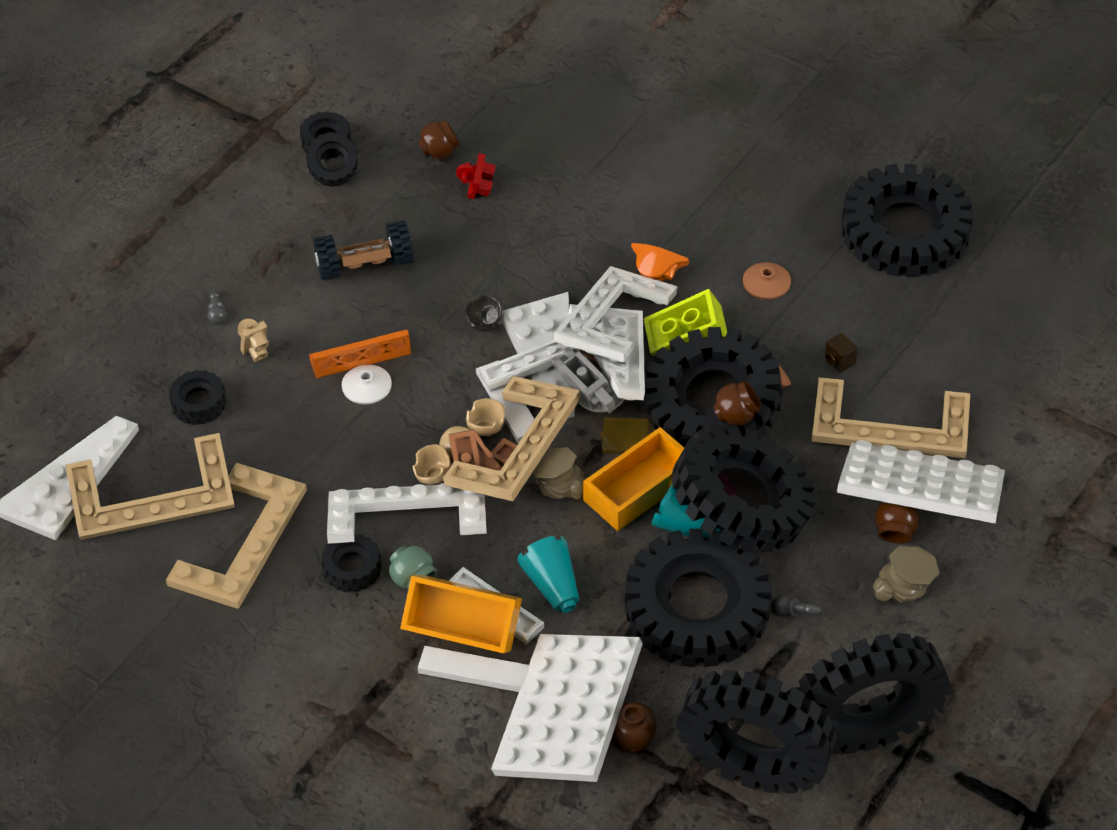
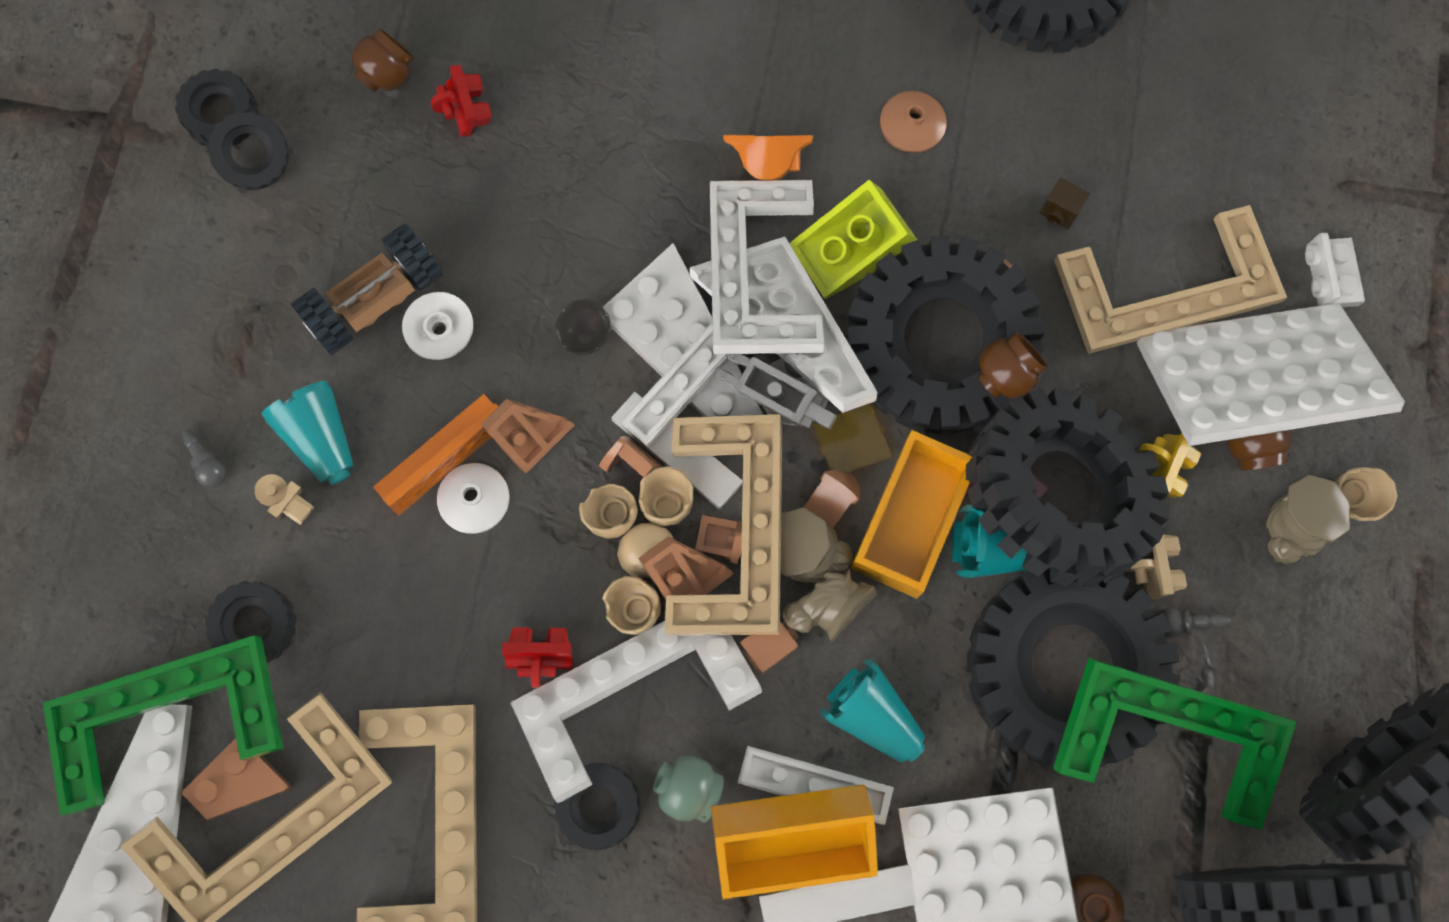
camera: 30 degrees left, 25 degrees up
(142, 473) = (233, 783): none -> nougat wing
(176, 406) = (72, 717): none -> green plate
(289, 308) = (313, 431): none -> teal cone
(359, 472) = (537, 659): none -> red hips
(395, 285) = (433, 311): none -> white dish
(417, 353) = (525, 431): none -> nougat wing
(445, 414) = (609, 511): none -> tan hair
(470, 387) = (632, 453): none -> nougat tile
(506, 518) = (769, 650): none -> nougat brick
(557, 506) = (830, 605): none -> dark tan piece
(593, 456) = (834, 496): none -> nougat tile
(707, 593) = (1111, 688): none -> green plate
(793, 557) = (1154, 569): none -> tan hips
(821, 522) = (1173, 454): none -> yellow hips
(956, 576) = (1369, 492): none -> tan hair
(1013, 452) = (1334, 271): none -> white bracket

